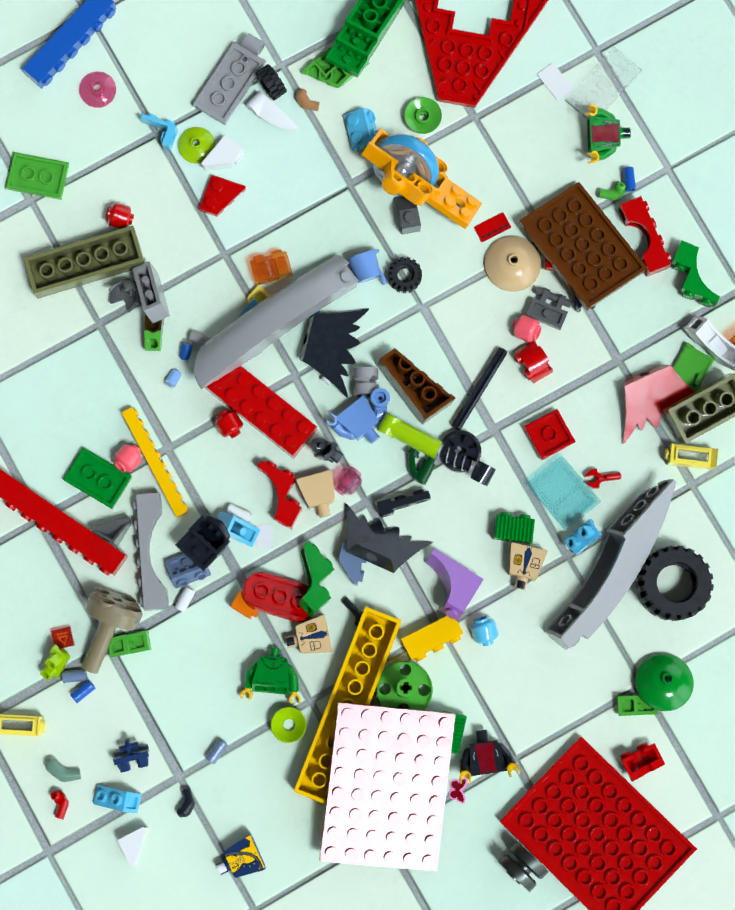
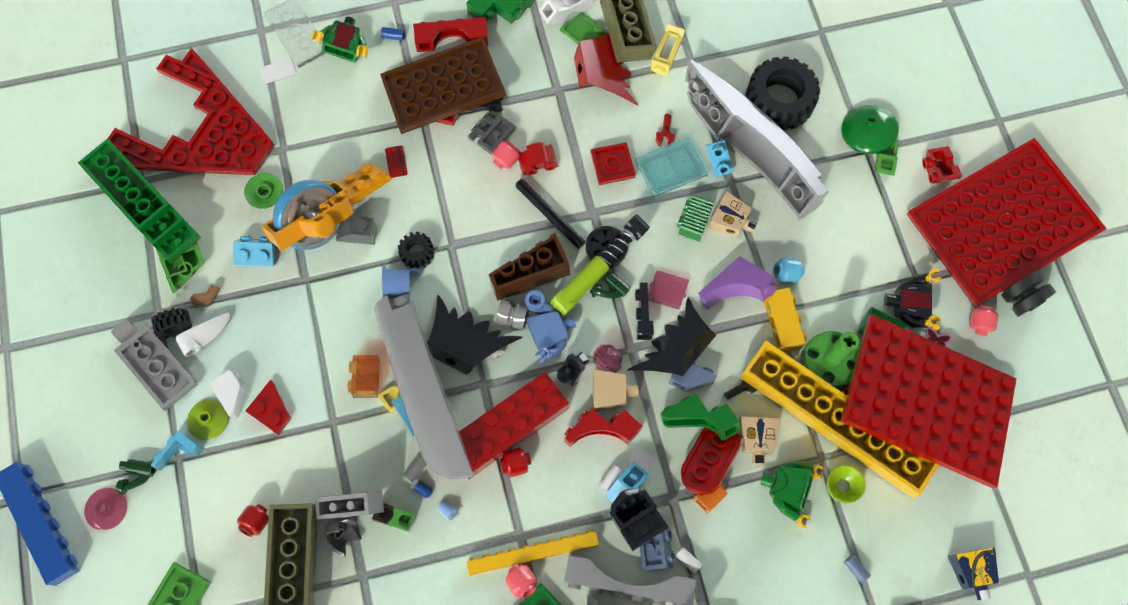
camera: 75 degrees left, 10 degrees down
(138, 102) = (134, 467): none -> dark green plant
(434, 521) = (668, 289): none -> clear pink piece
(486, 830) = (983, 320): none -> coral head
(511, 275) = (438, 162): tan dish -> none
(613, 194) = (401, 49): bright green arm -> none

